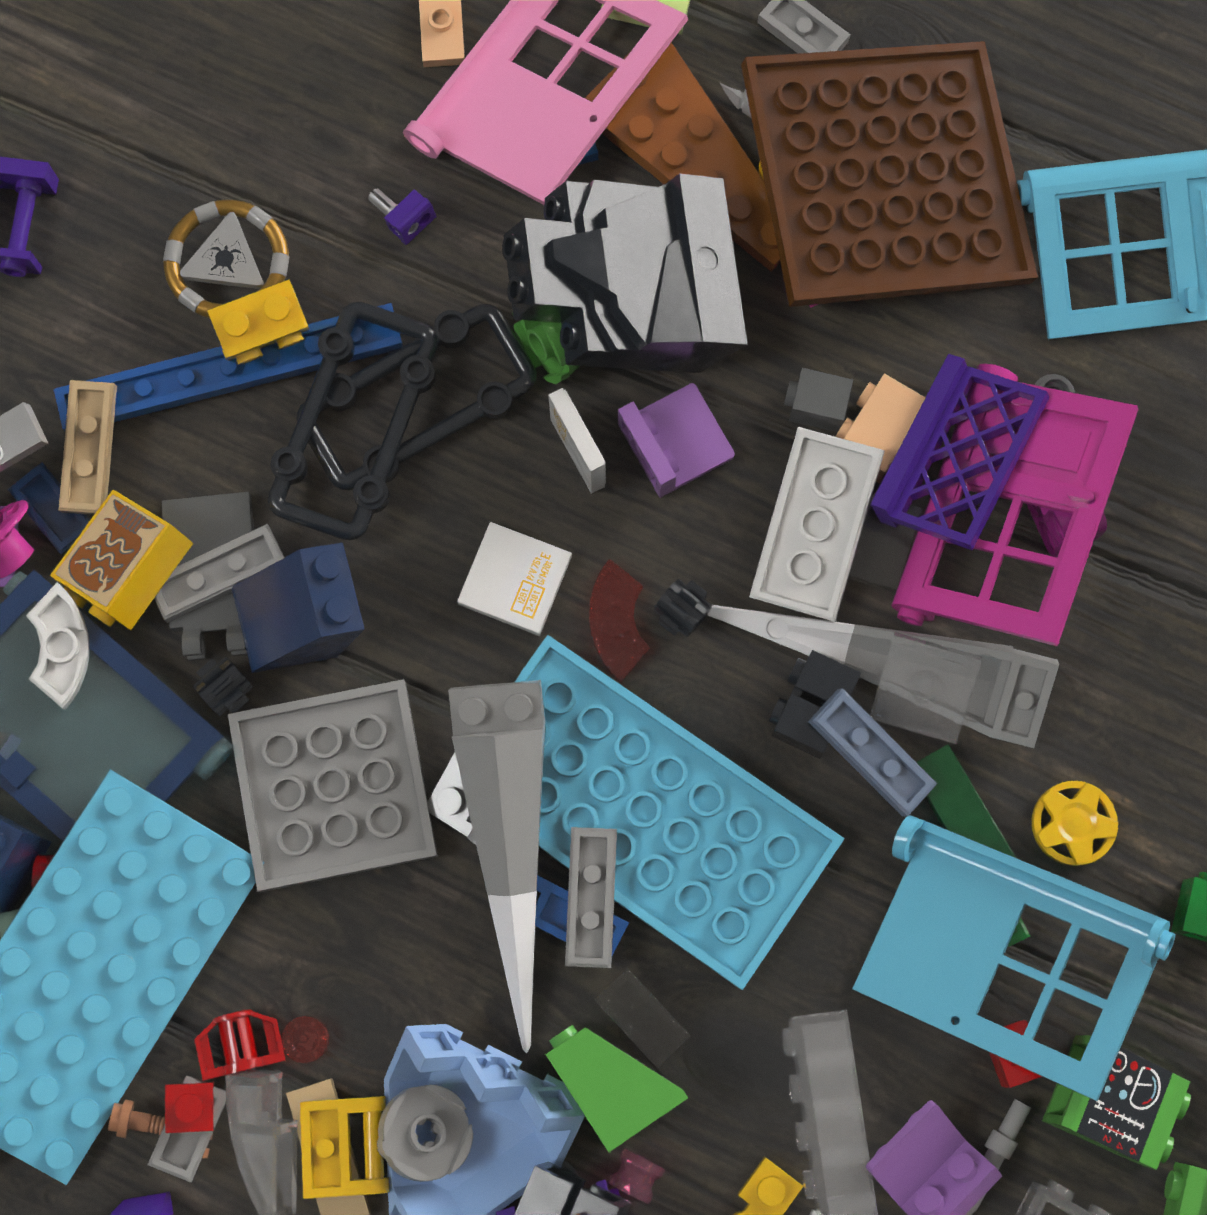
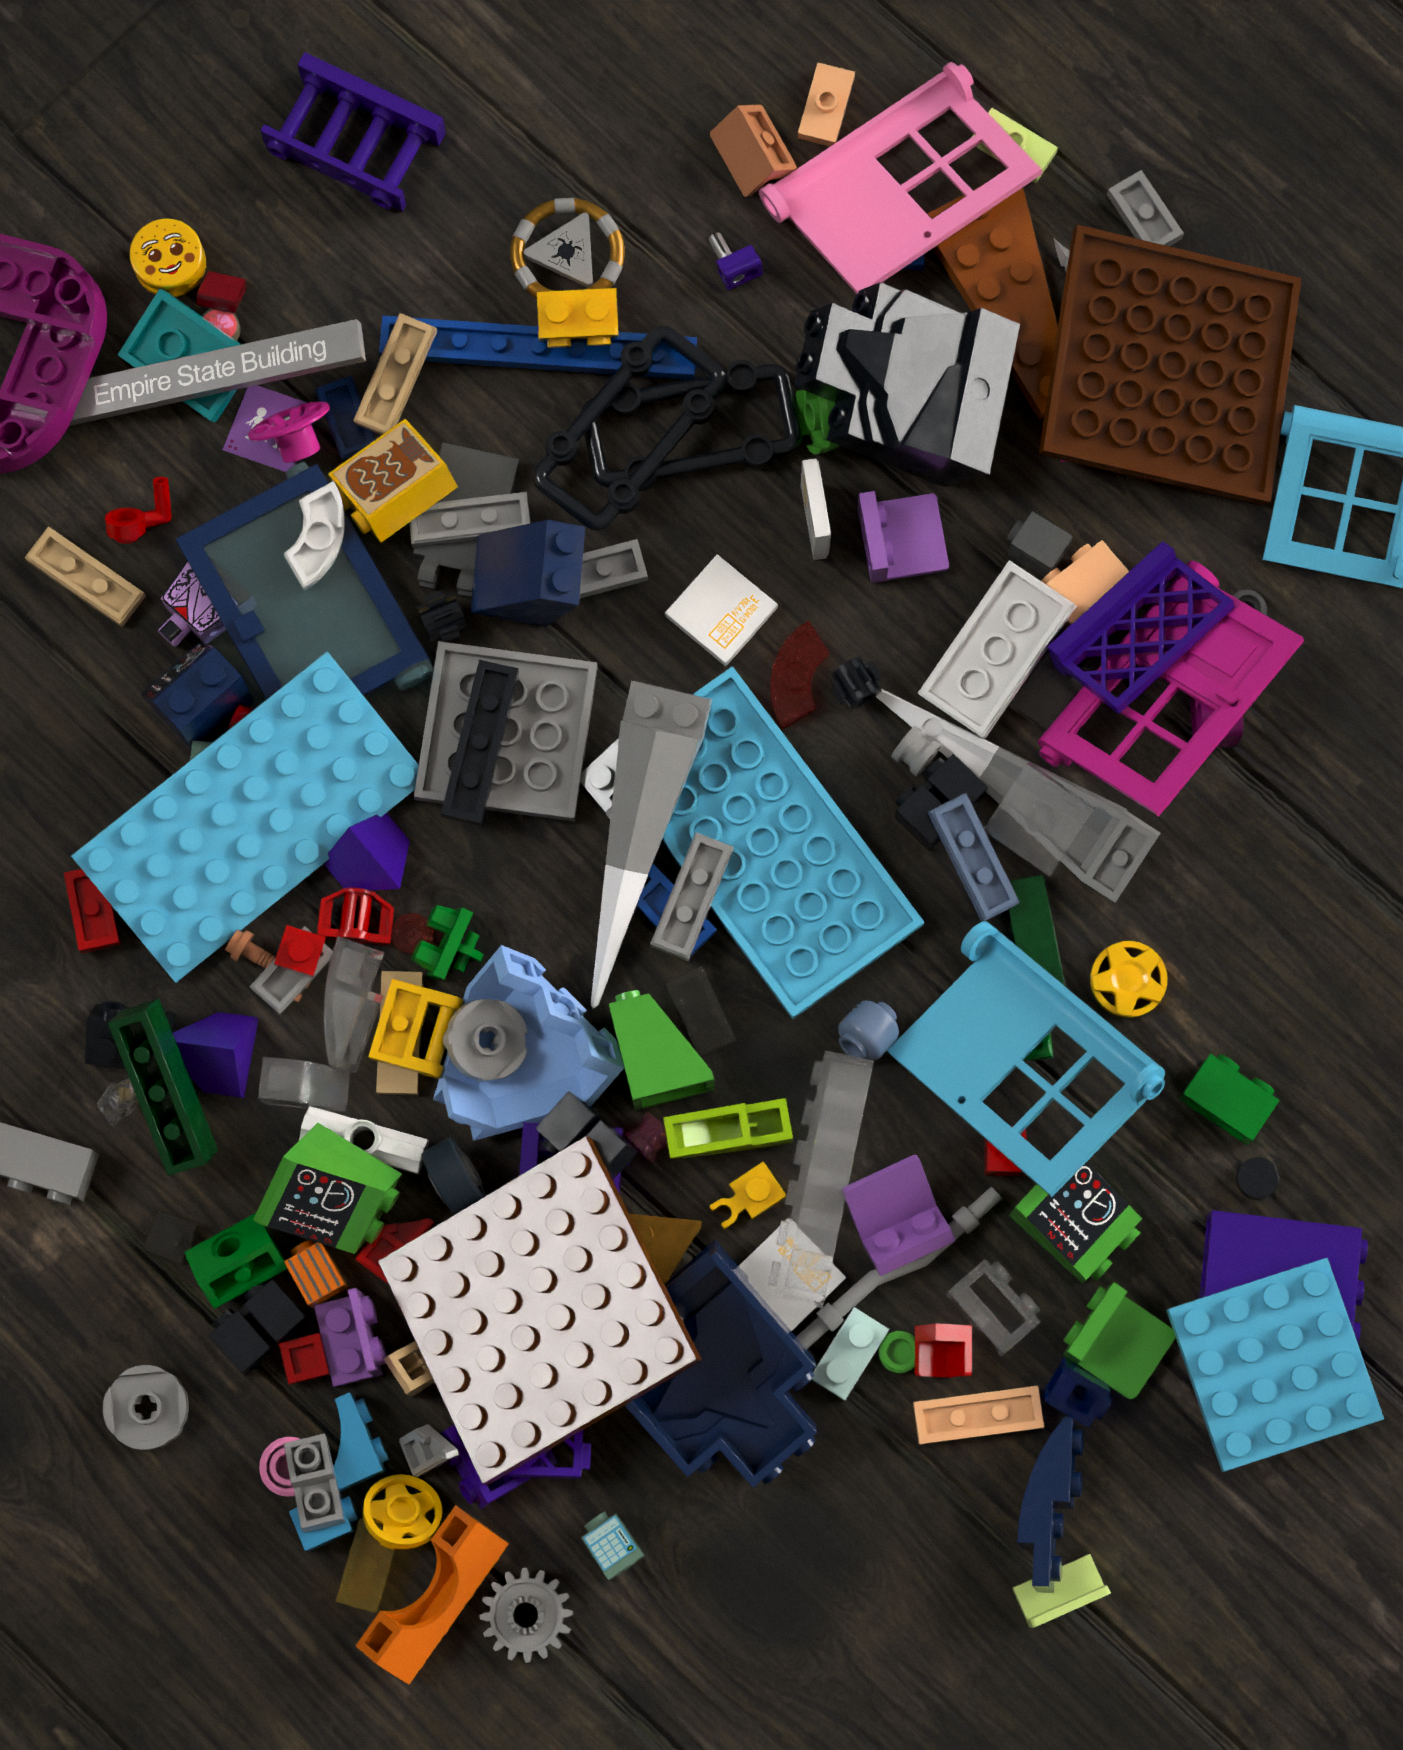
camera: 20 degrees right, 0 degrees up
(232, 970) = (370, 855): none -> dark purple slope
(308, 810) = (480, 743): none -> black plate
(344, 1060) = (453, 926): none -> green hips
(380, 91) = (752, 148): none -> nougat panel
(385, 573) = (612, 568): none -> light grey plate
(717, 1138) = (728, 1129): none -> lime slope
(770, 659) = (916, 751): none -> light grey wheel
(827, 976) = (868, 1030): none -> sand blue head

